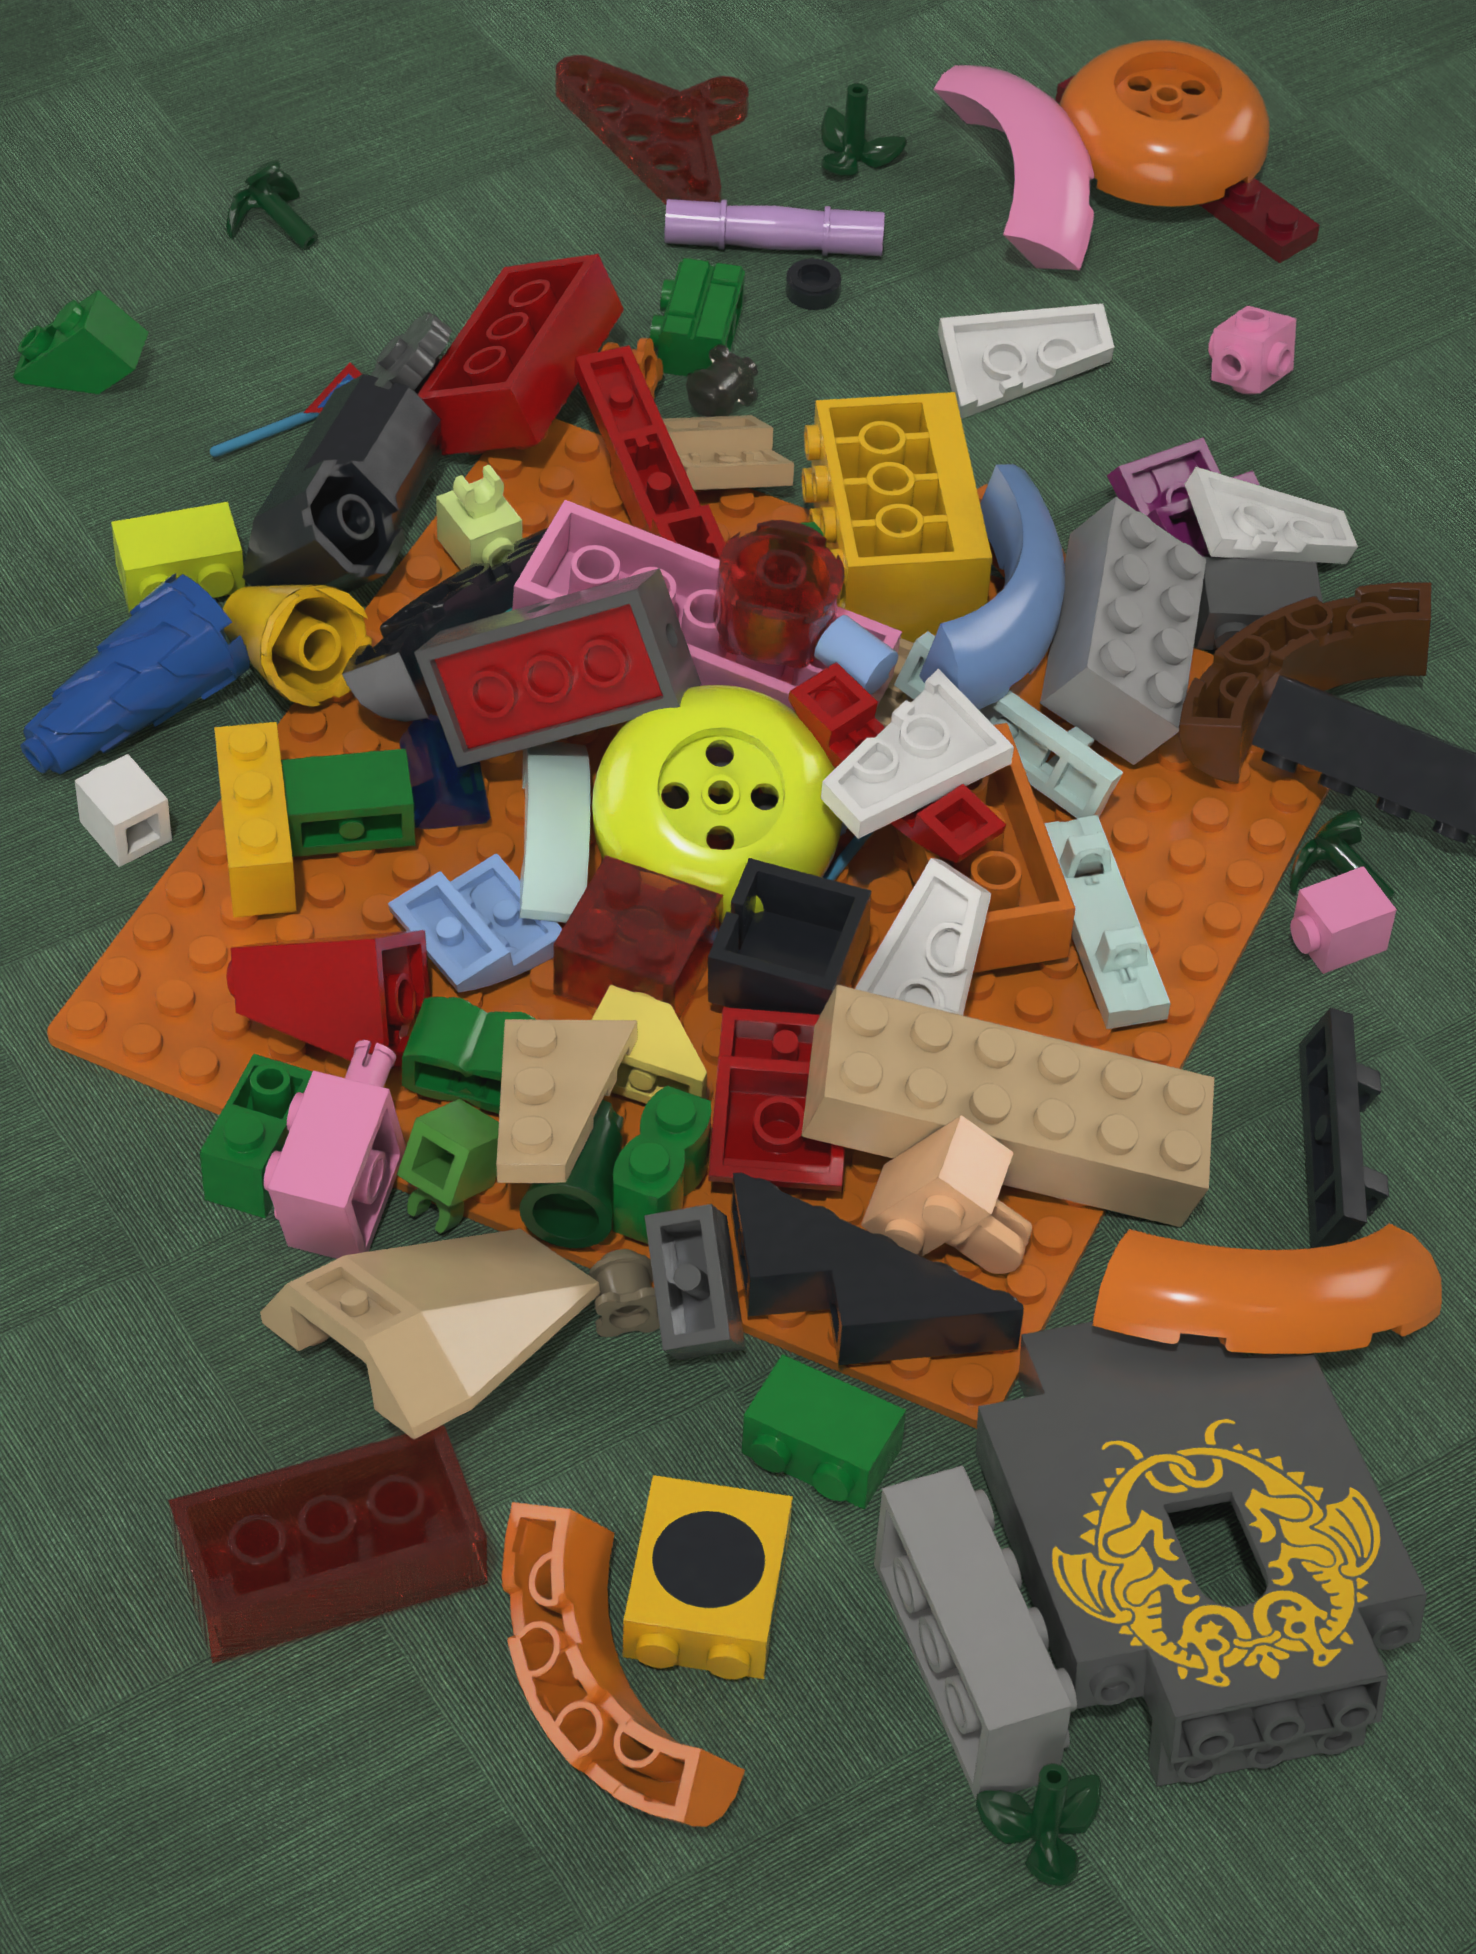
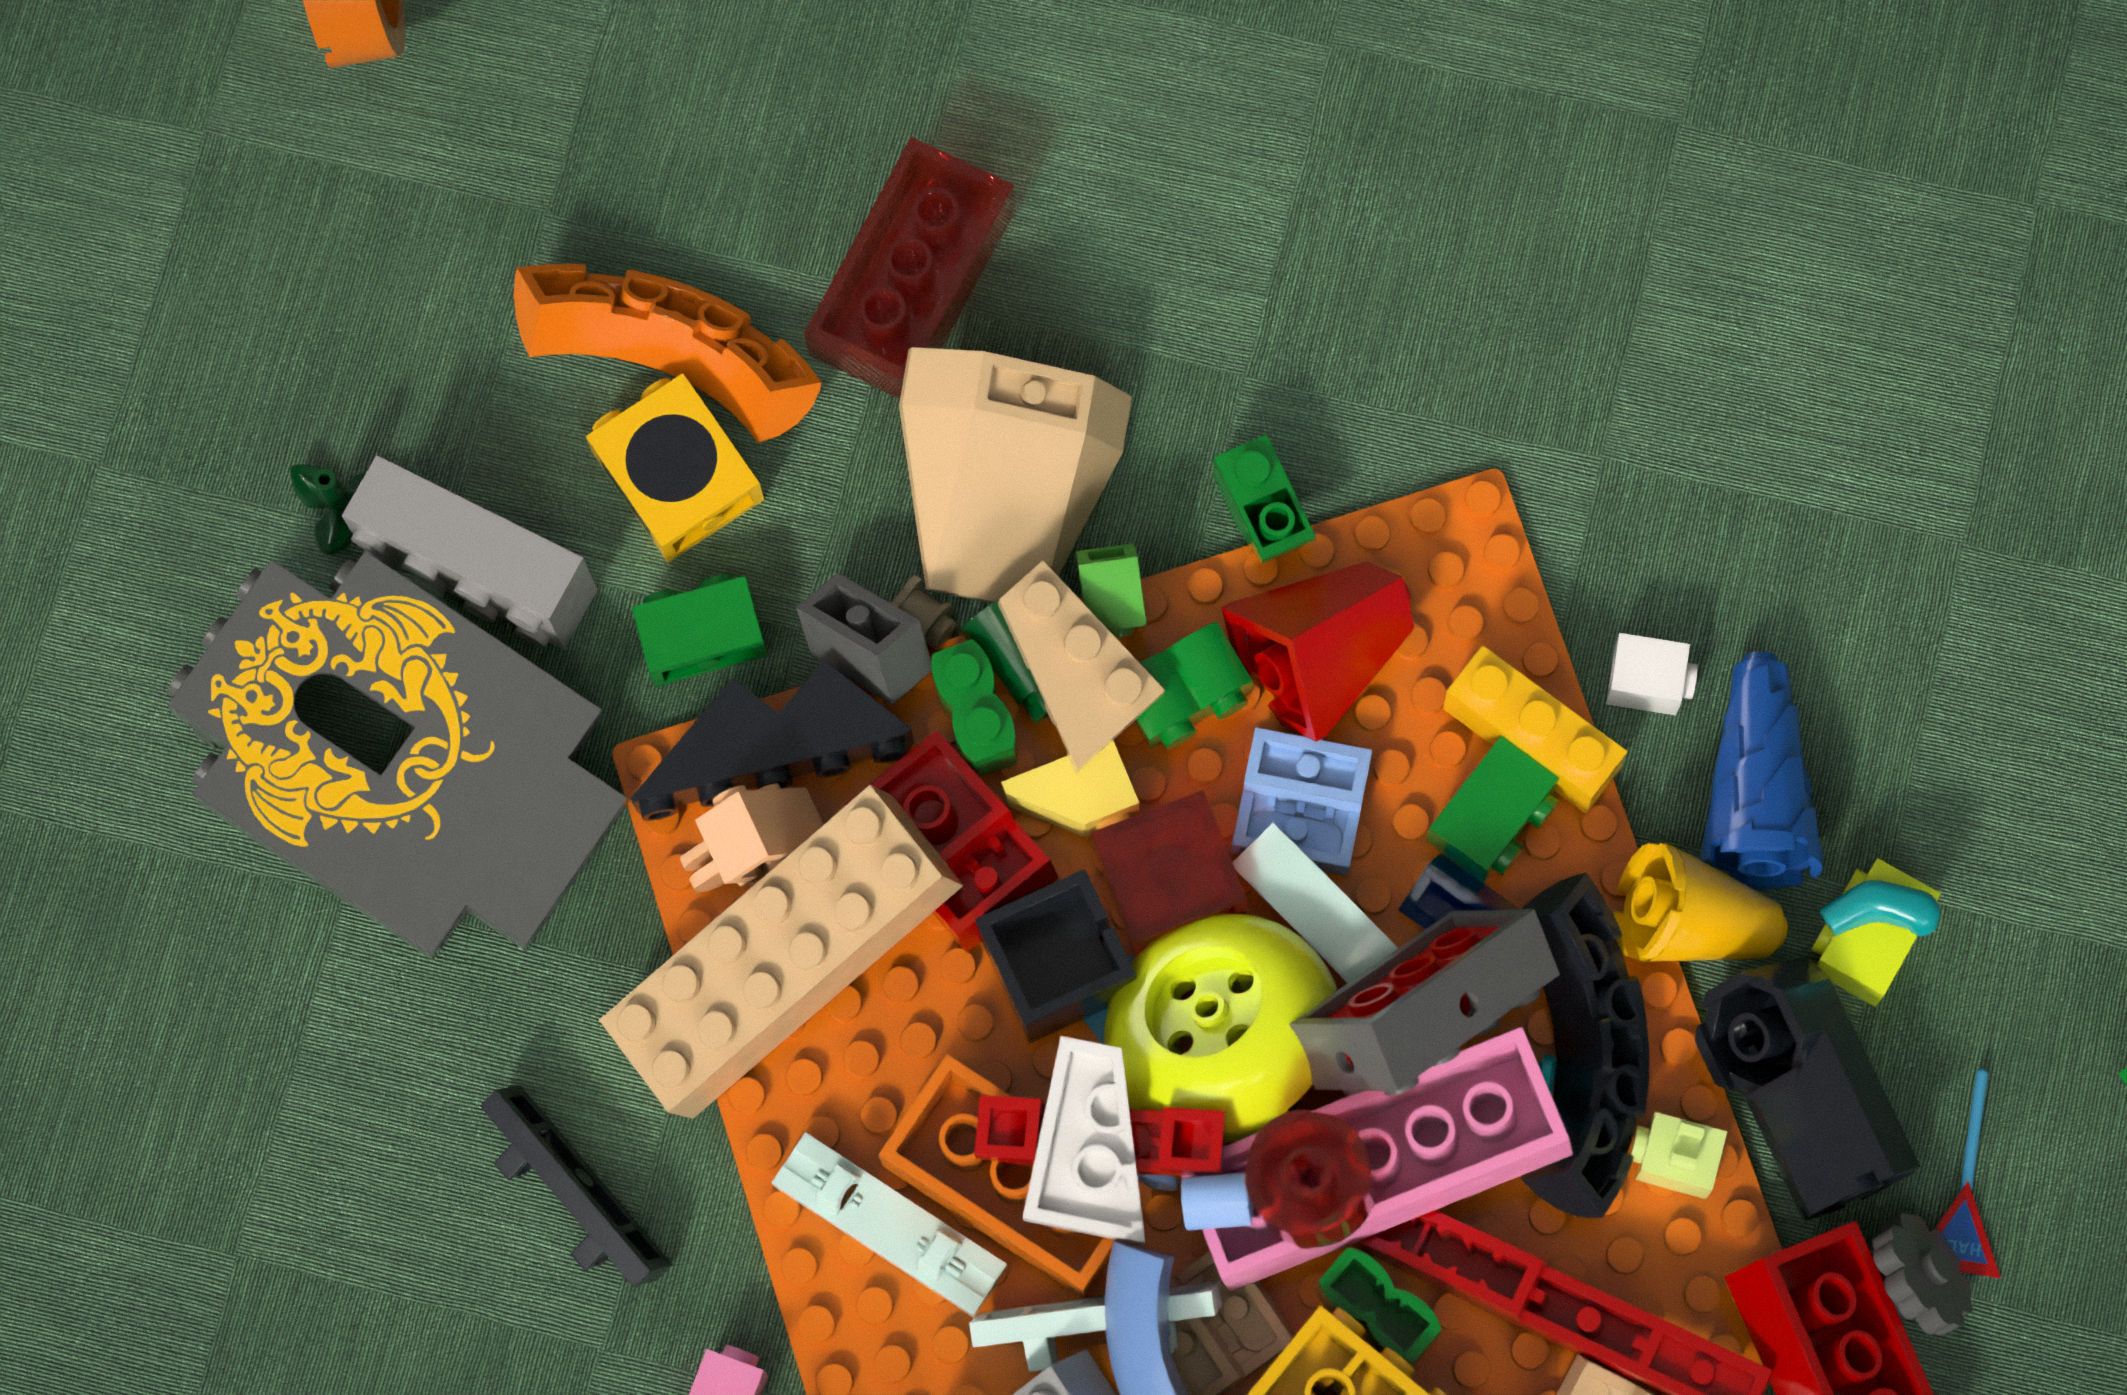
camera: 145 degrees right, 25 degrees up
(161, 531) = (1882, 903): none -> teal arm
(338, 1158) = (1174, 508): bright pink brick -> none
(932, 942) = (936, 1005): white wing -> none
(1270, 1297) = (463, 952): orange brick -> none

